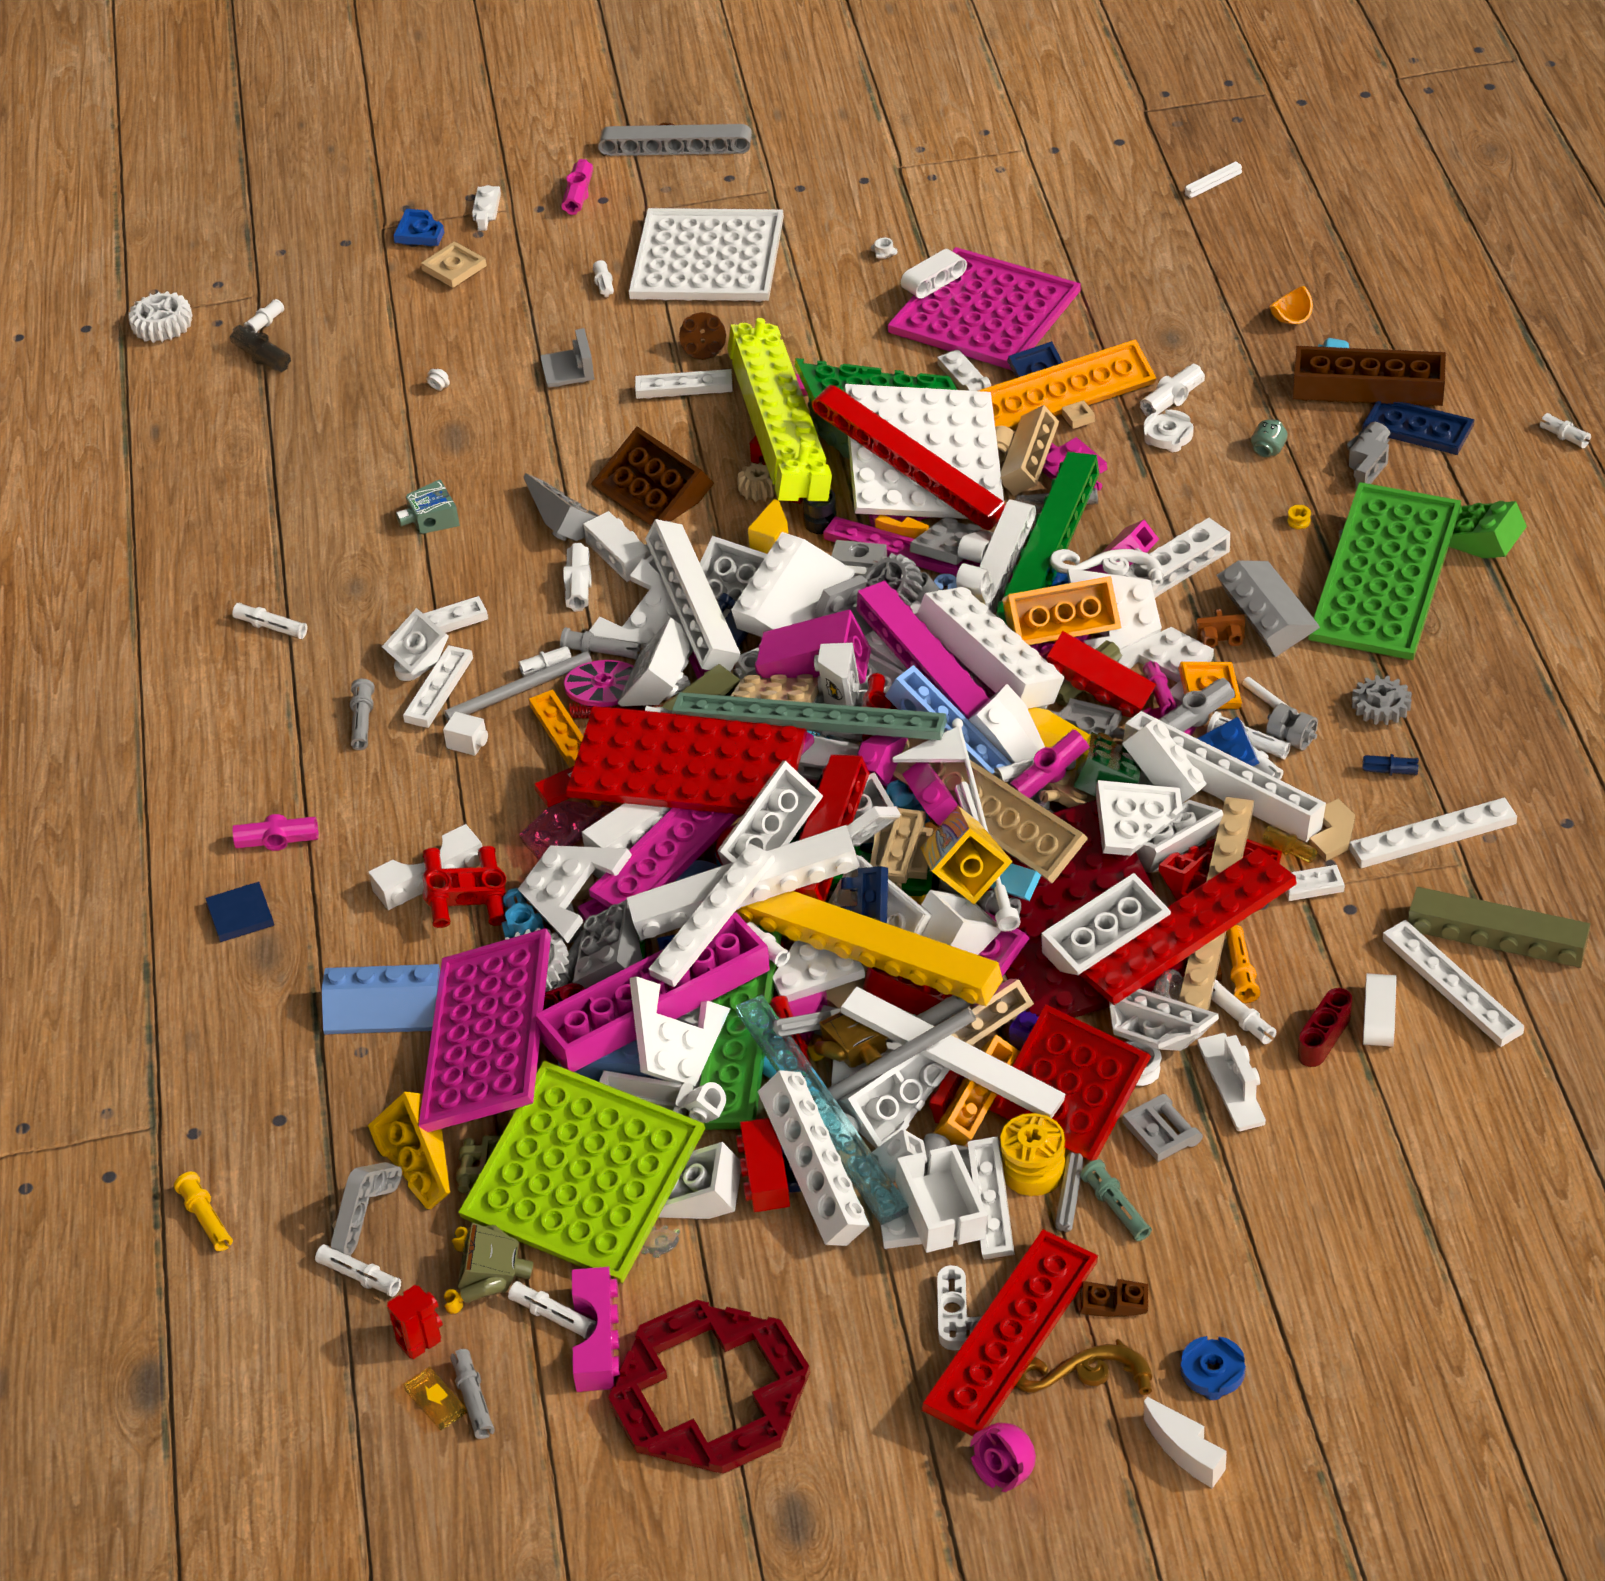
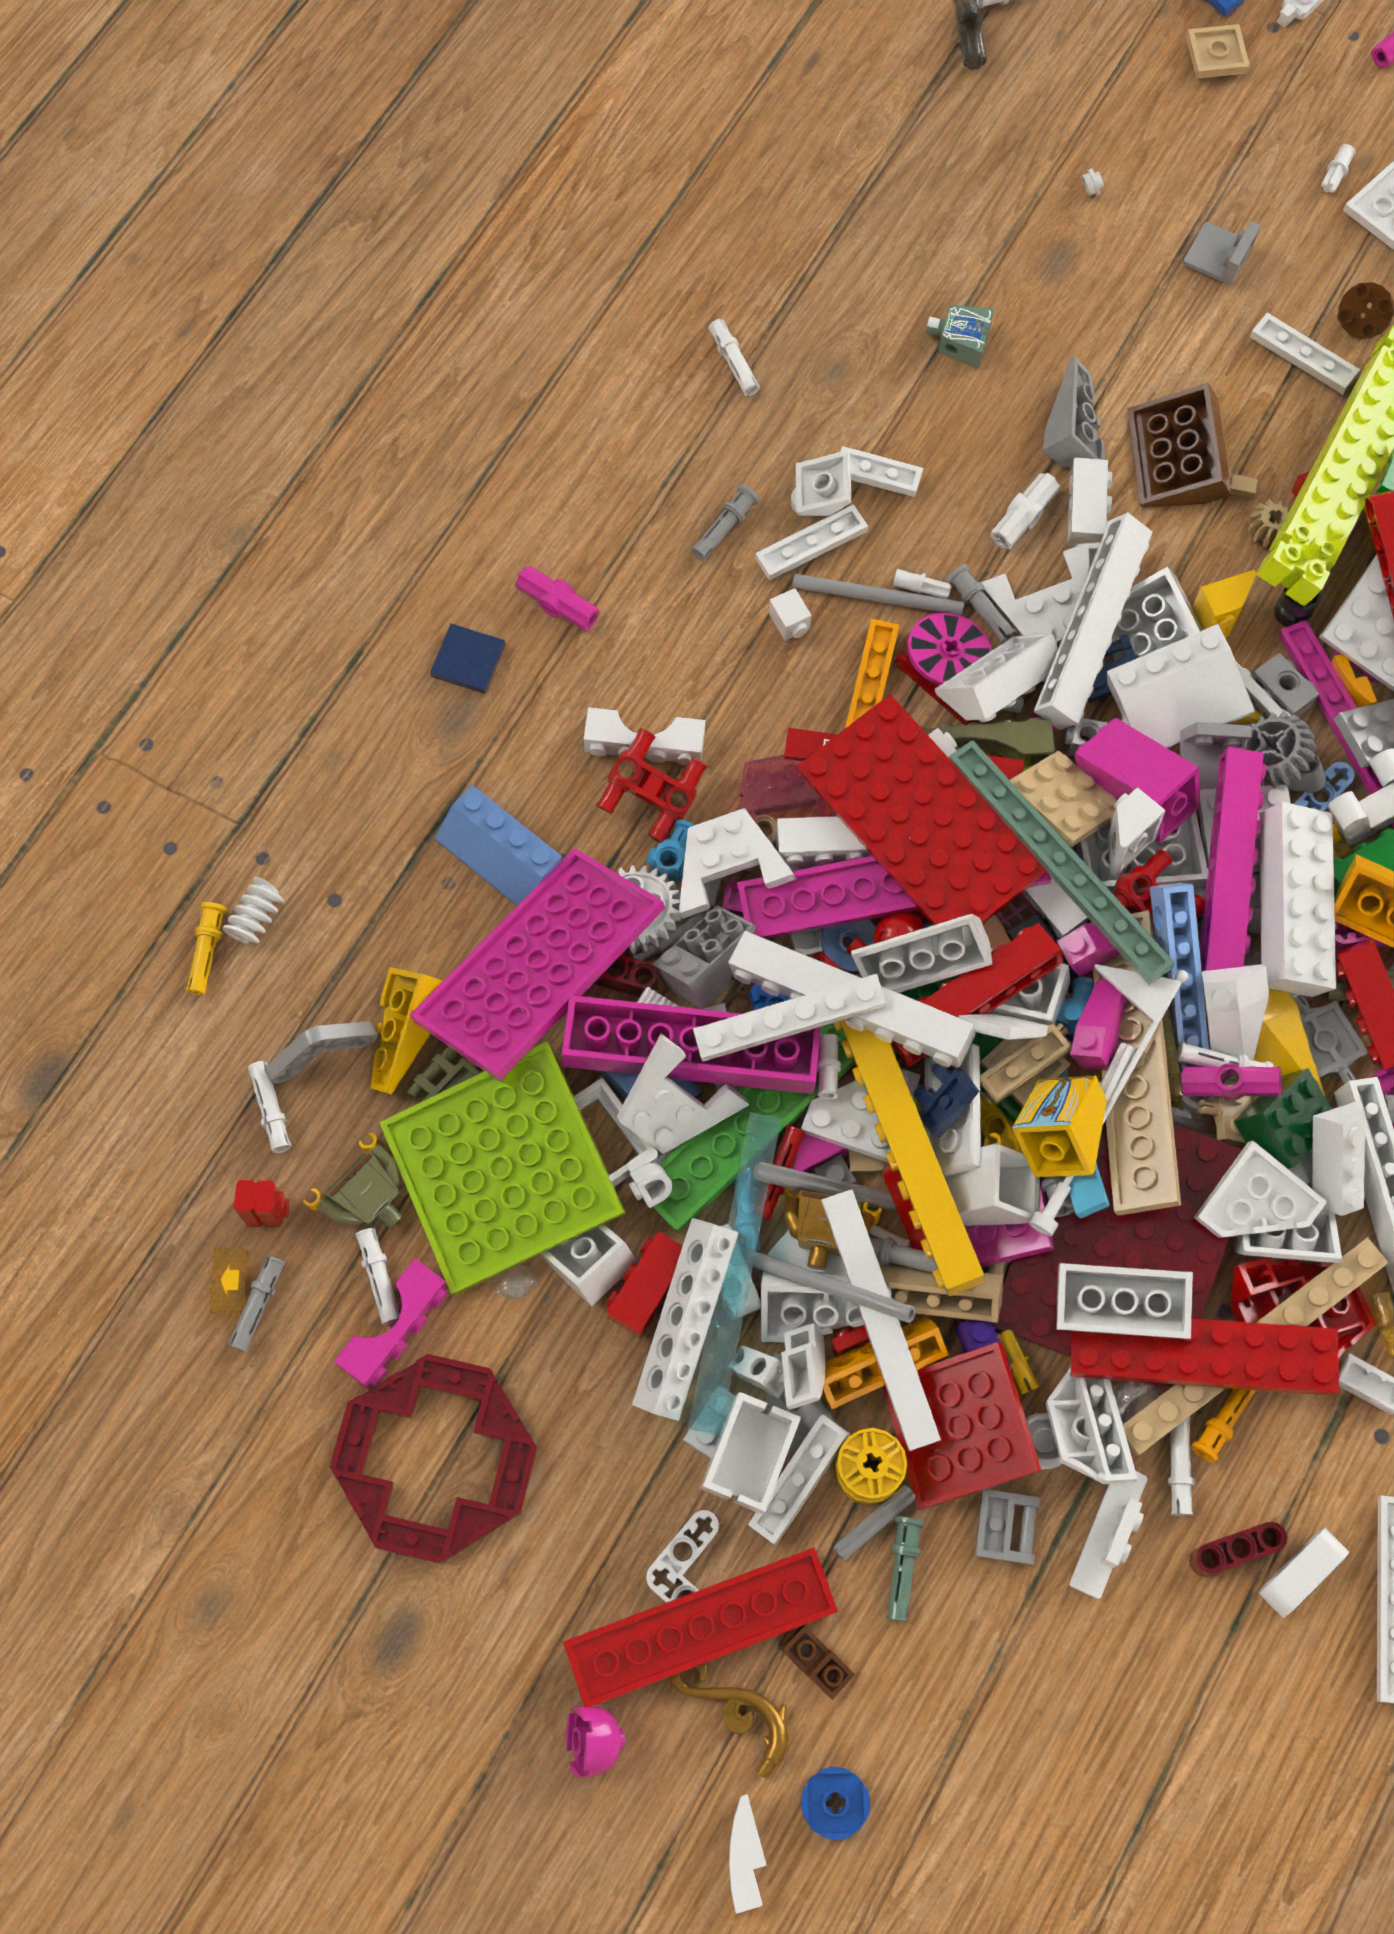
camera: 35 degrees right, 25 degrees up
(223, 1160) = (253, 911): none -> white piece
(718, 476) = (1243, 486): none -> tan piece
(925, 1121) = (803, 1366): none -> white slope

